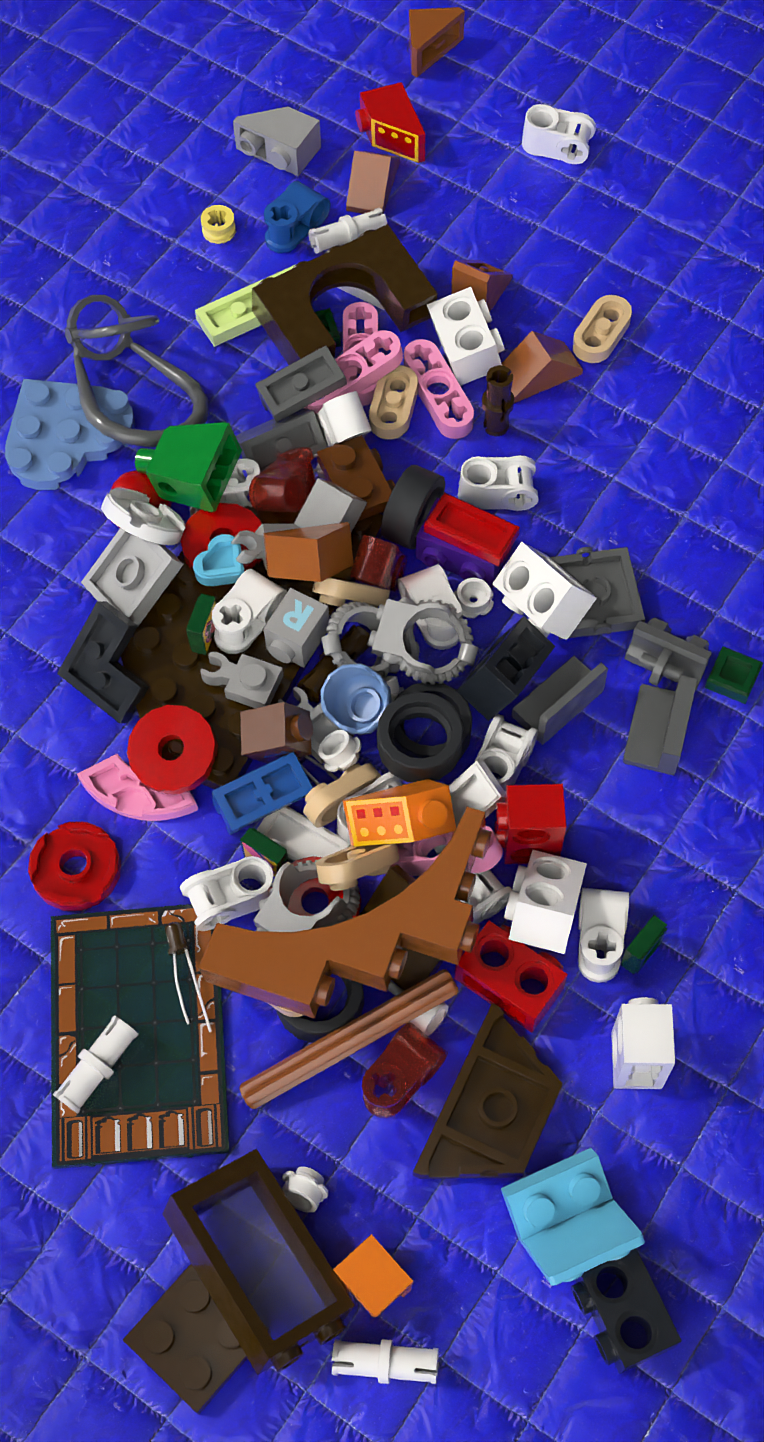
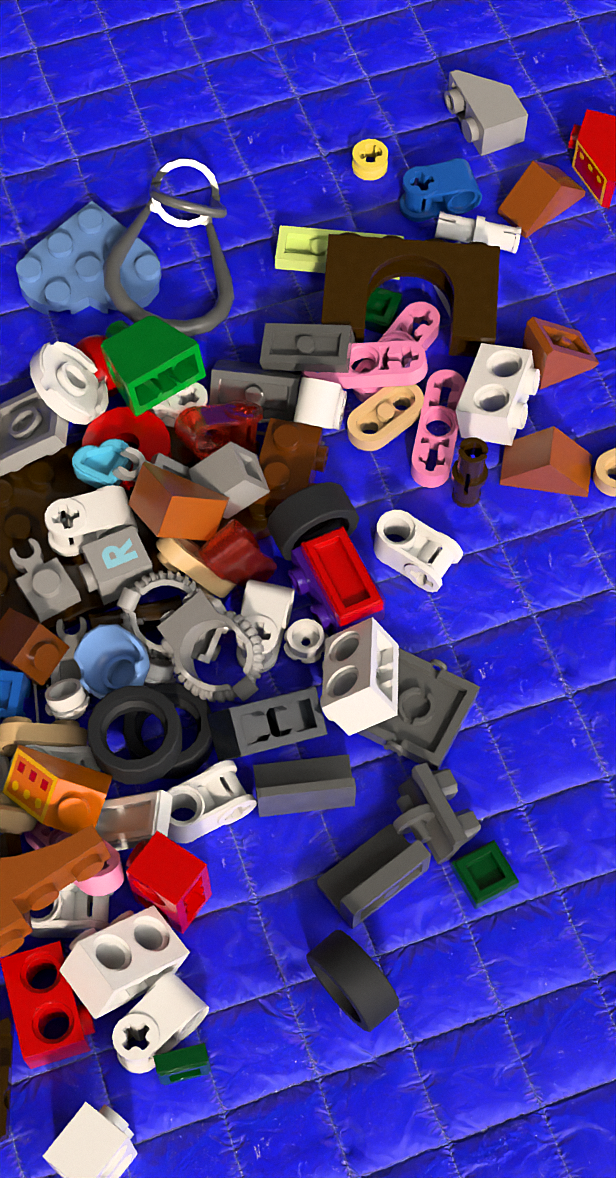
camera: 35 degrees right, 0 degrees up
(200, 626) = (35, 507): dark green tile -> none
(717, 800) = (353, 980): none -> black tyre

